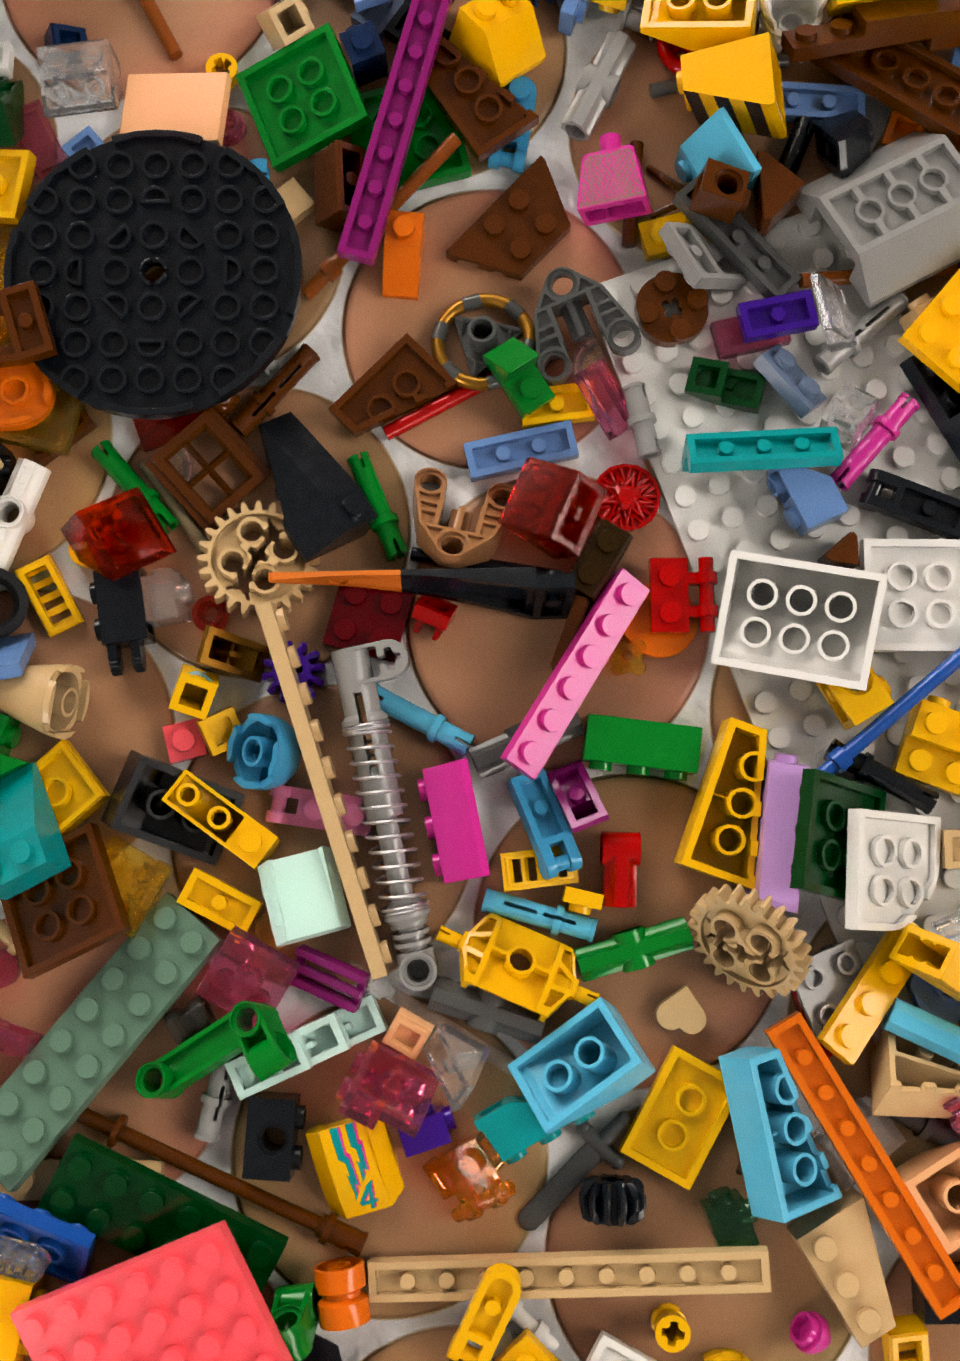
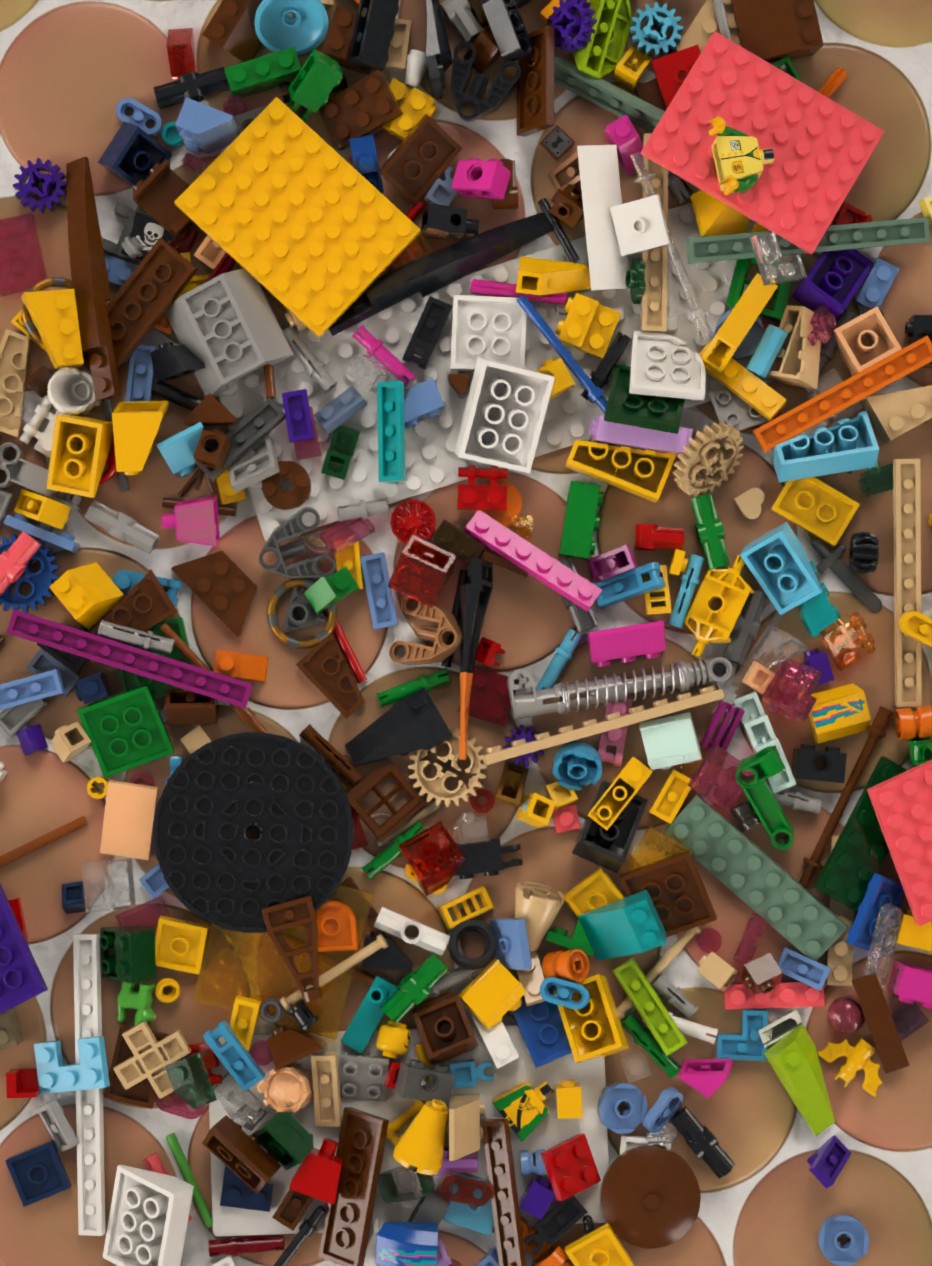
camera: 85 degrees left, 5 degrees up
(434, 112) = (136, 637): none -> light grey pin
(833, 313) = (296, 378): clear slope -> none

